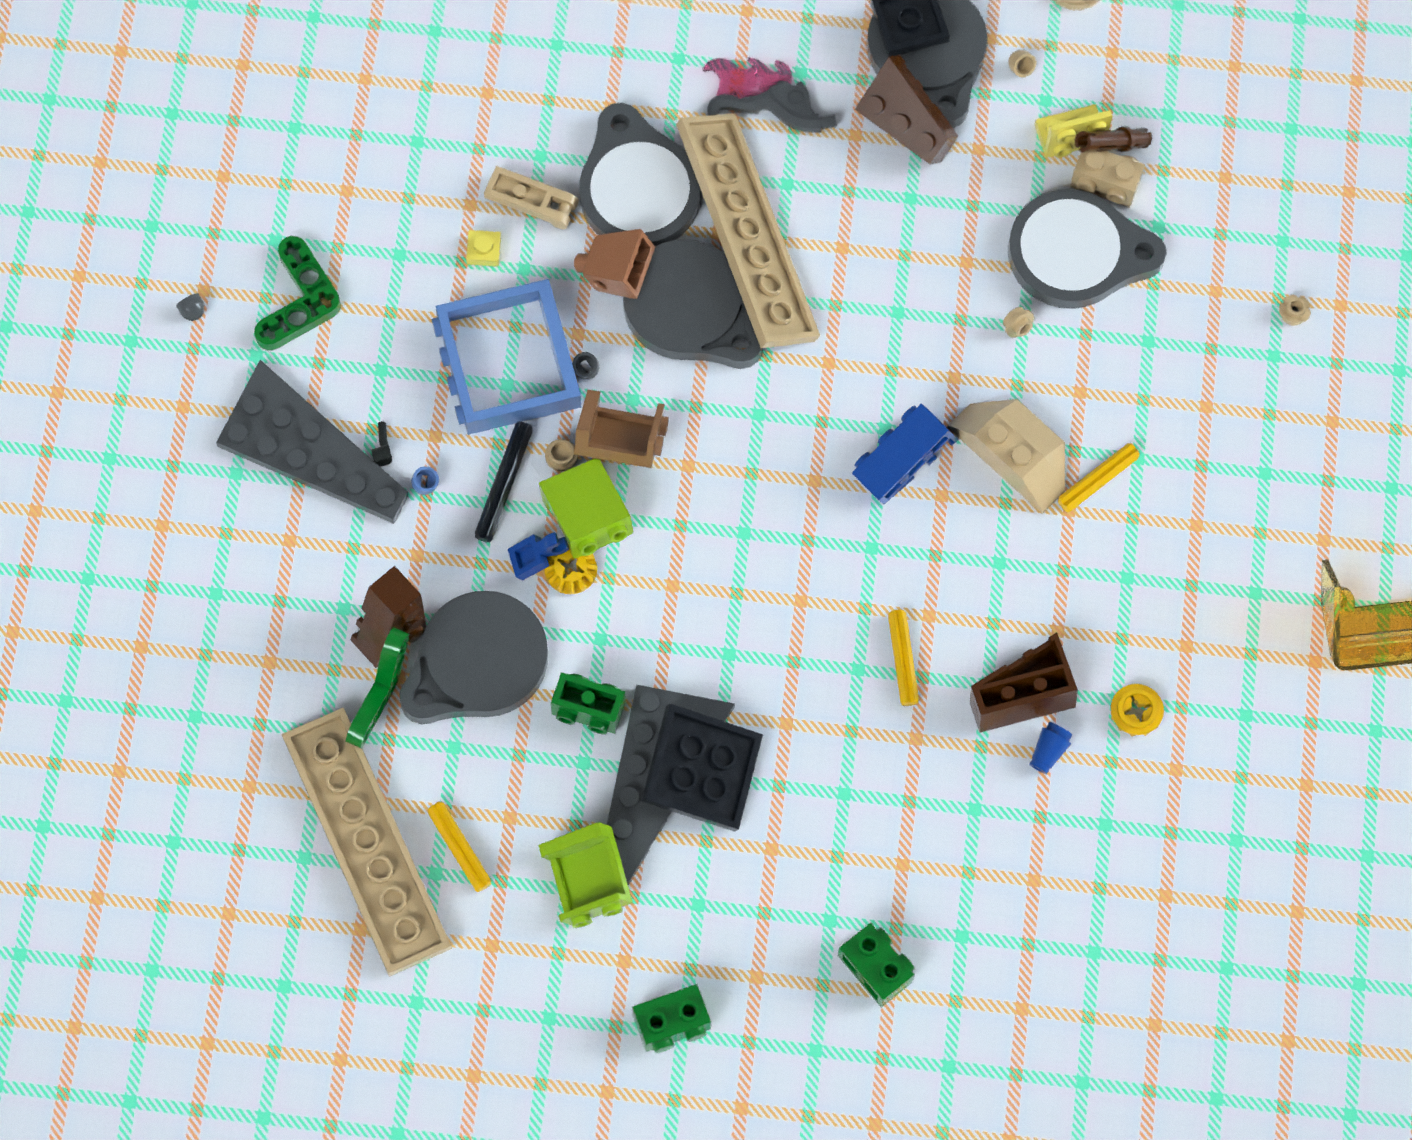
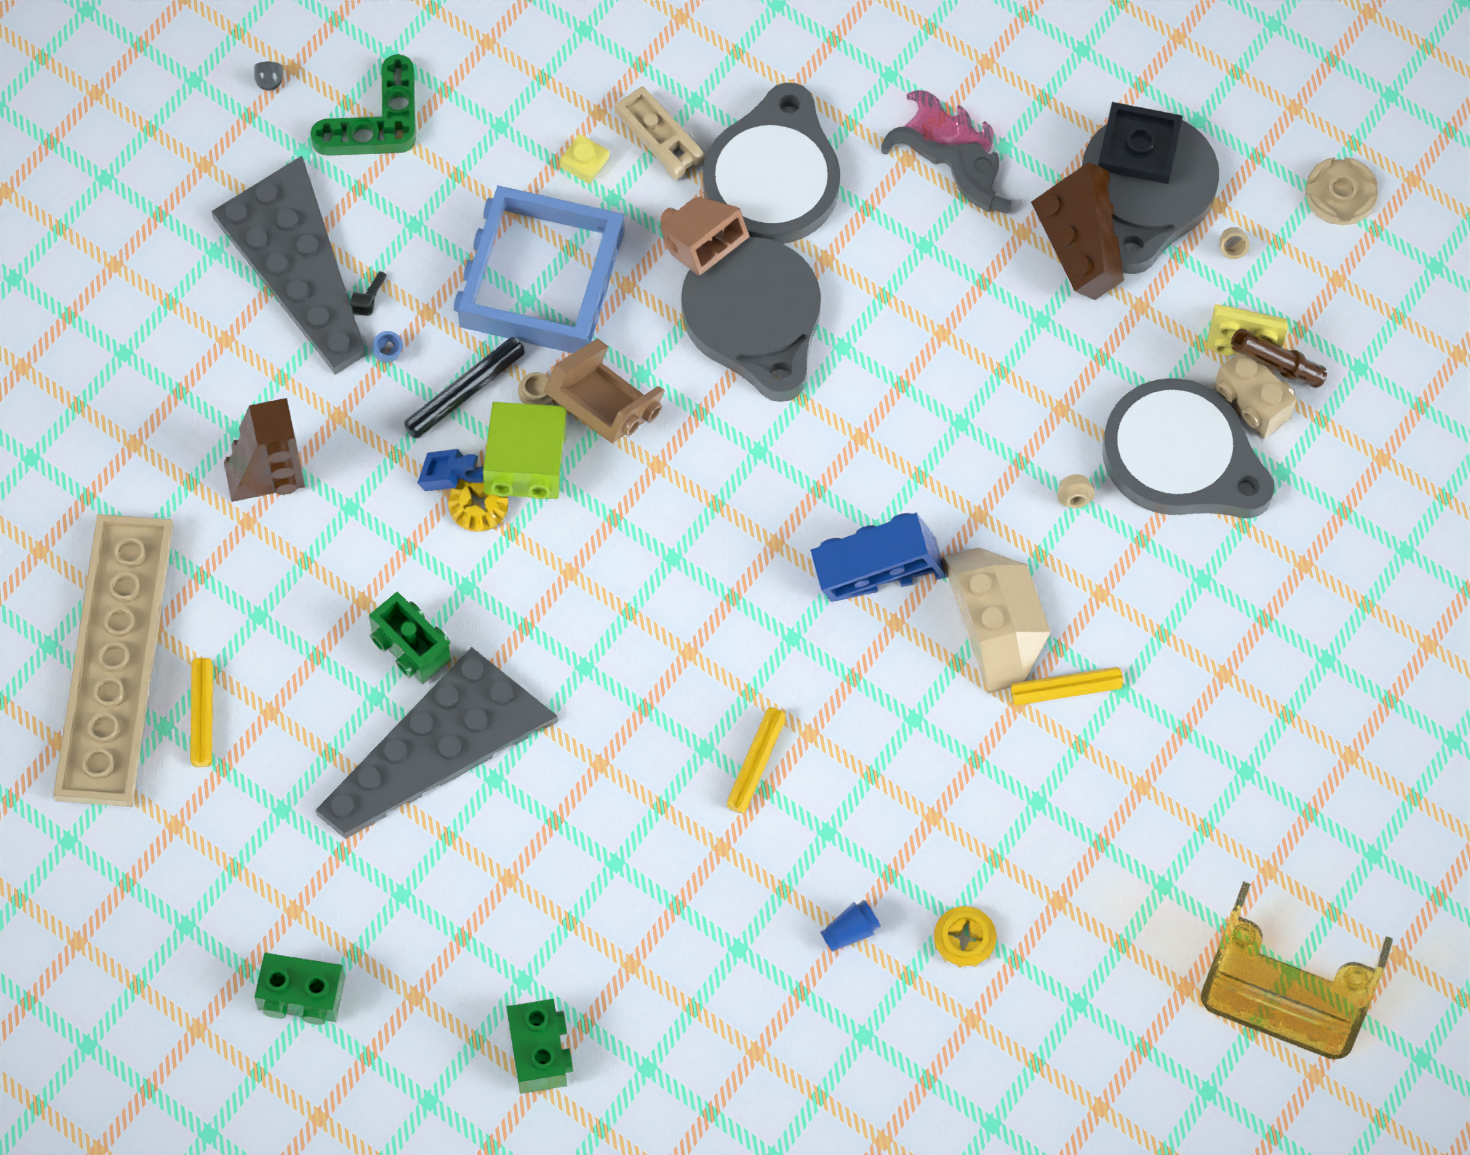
camera: 30 degrees right, 5 degrees down
(382, 689) = (227, 517): green beam -> none
(477, 659) = (330, 542): dark grey piece -> none
(580, 371) = (605, 317): dark grey hinge -> none
(587, 874) = (306, 802): lime panel -> none
(702, 767) = (482, 759): black plate -> none
(748, 230) = (852, 267): tan plate -> none
(1025, 689) = (857, 853): reddish brown wedge -> none
(1291, 317) = (1371, 632): tan plate -> none

